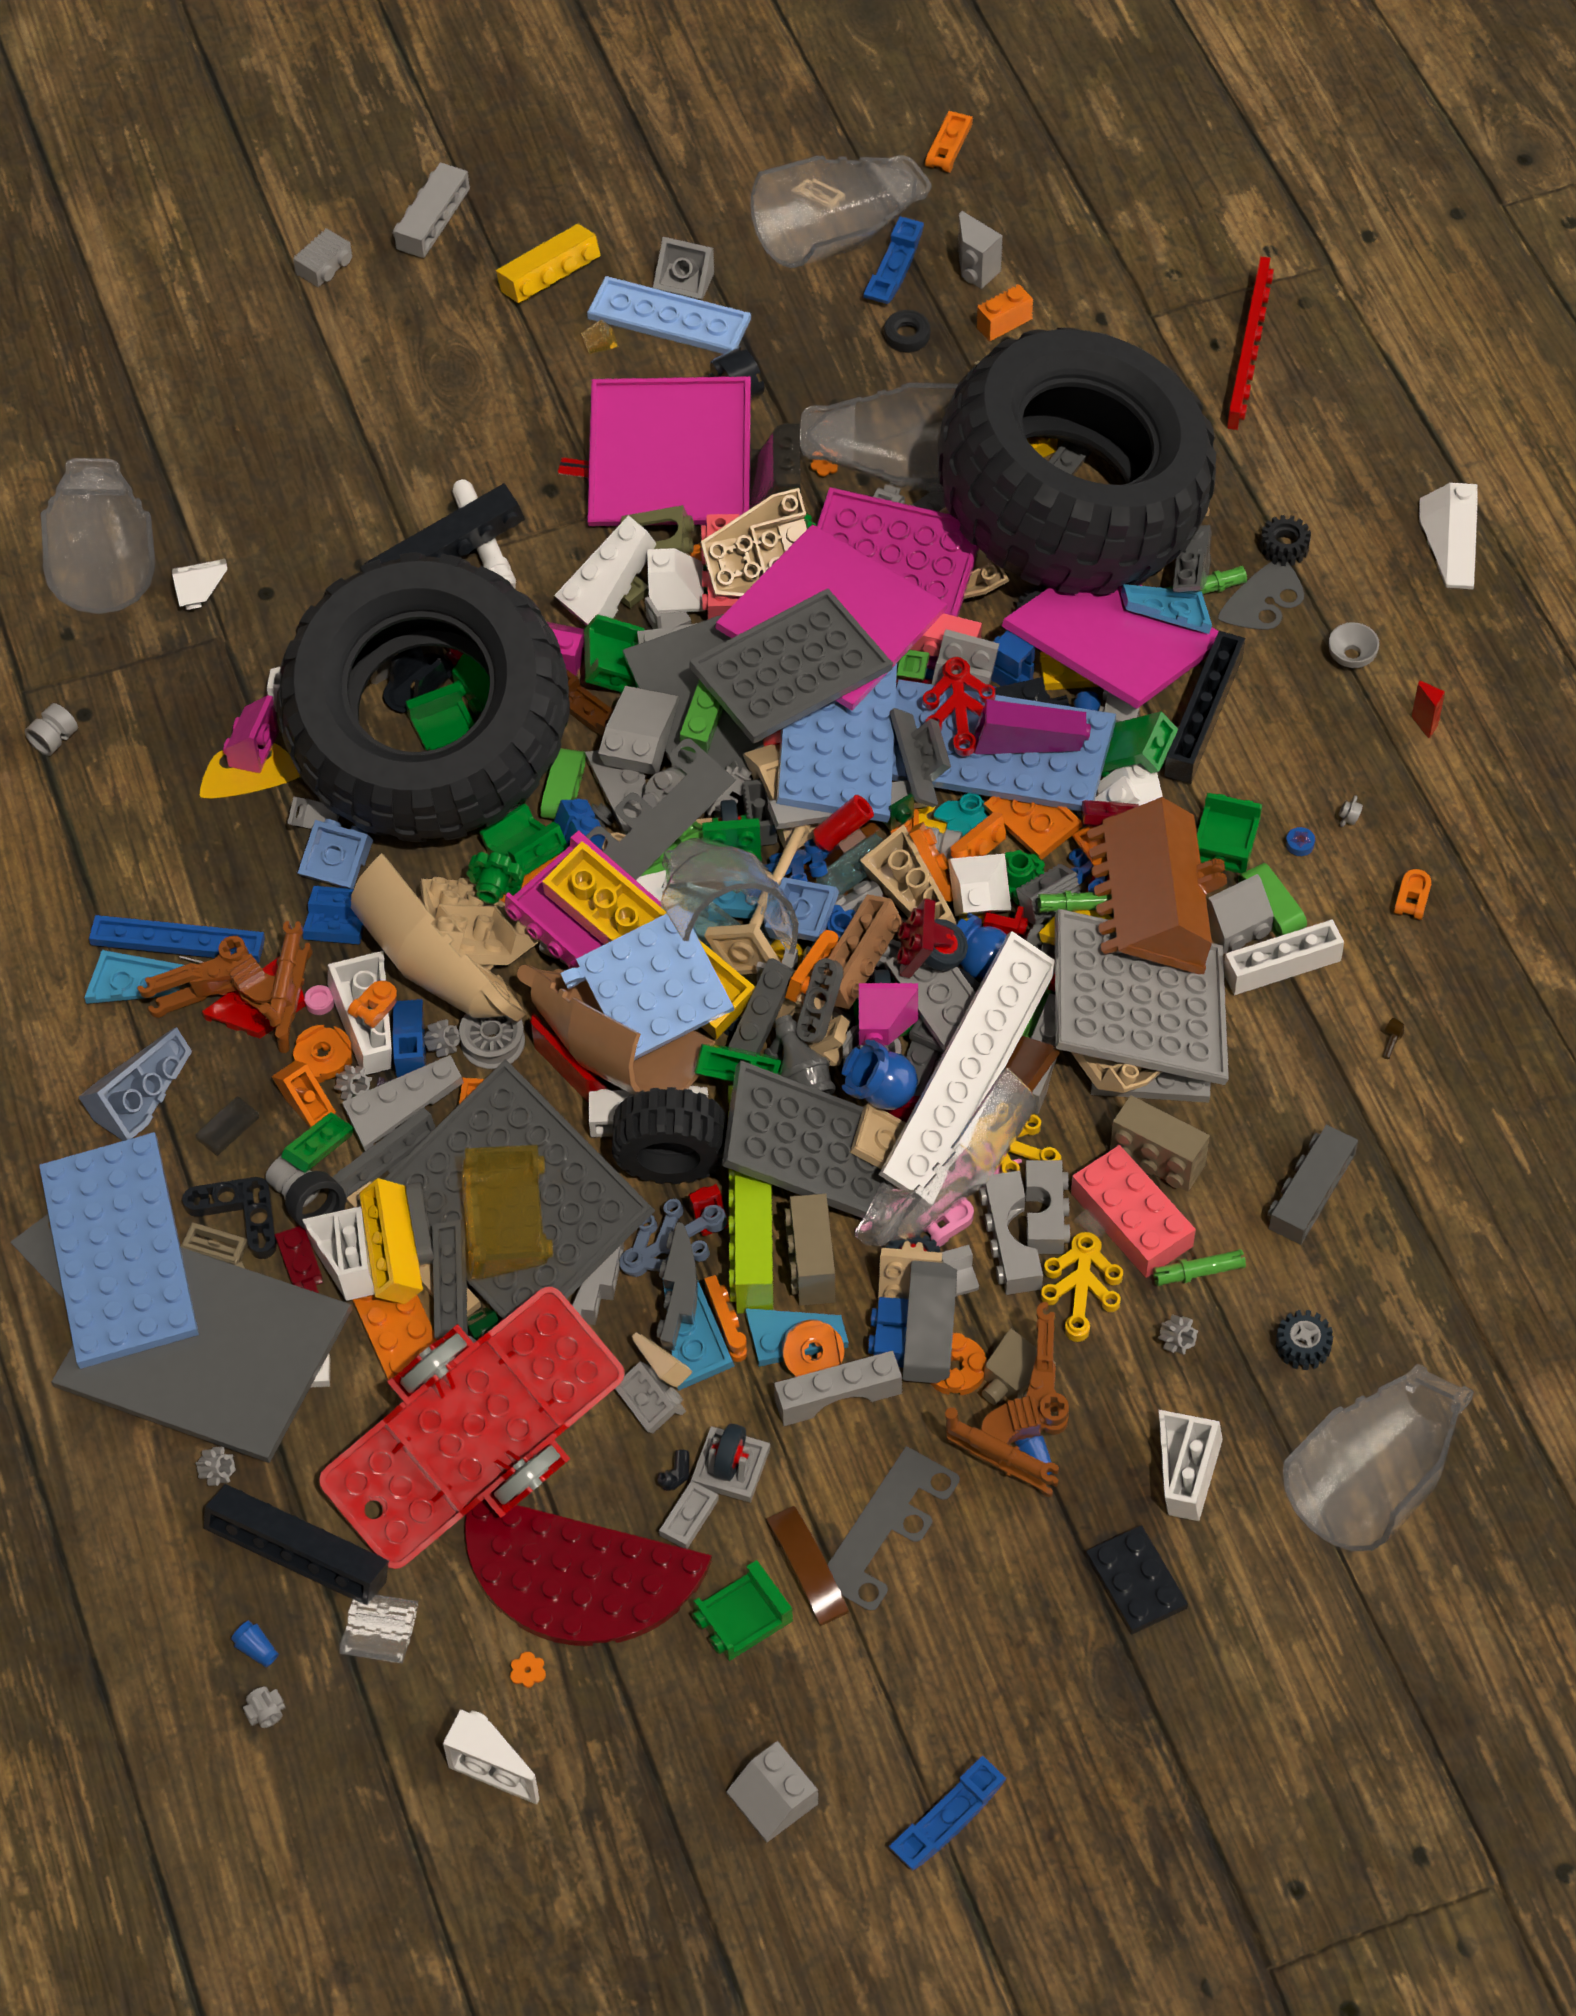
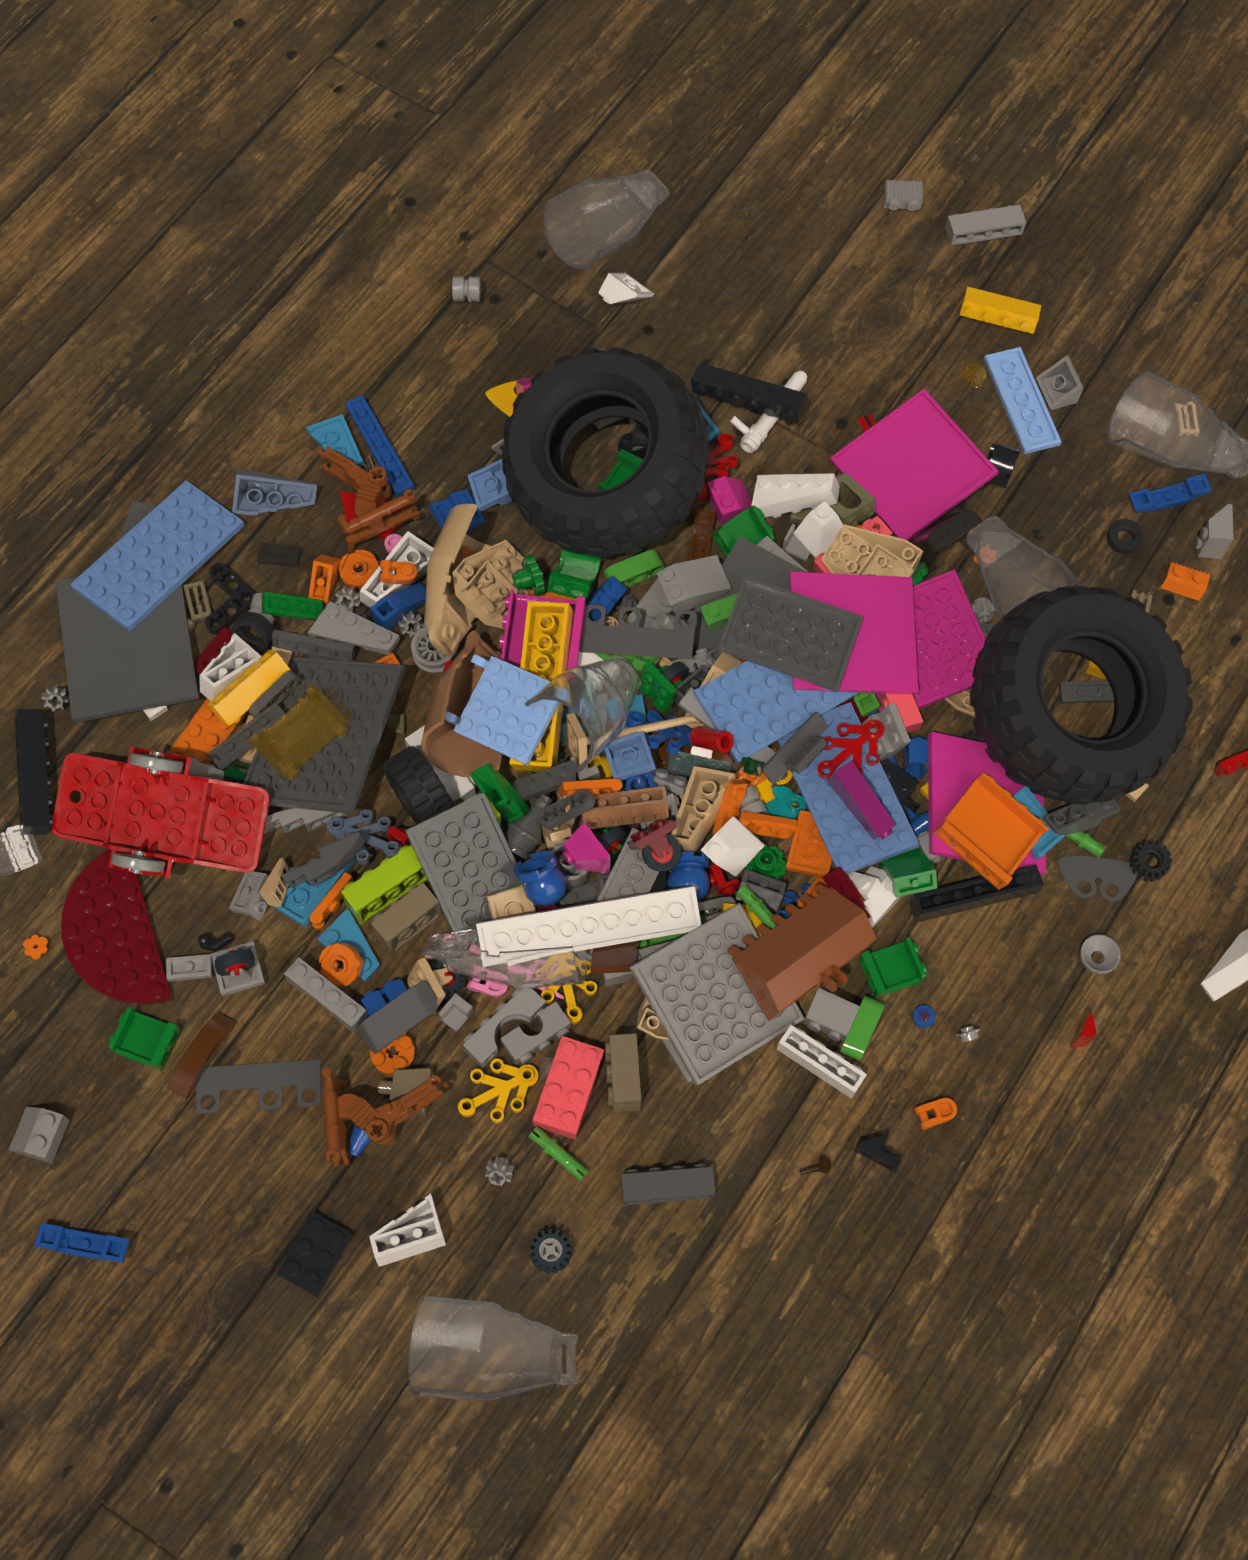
camera: 50 degrees right, 10 degrees up
(1154, 639) = (990, 830): none -> orange panel
(1418, 973) = (872, 1150): none -> black slope

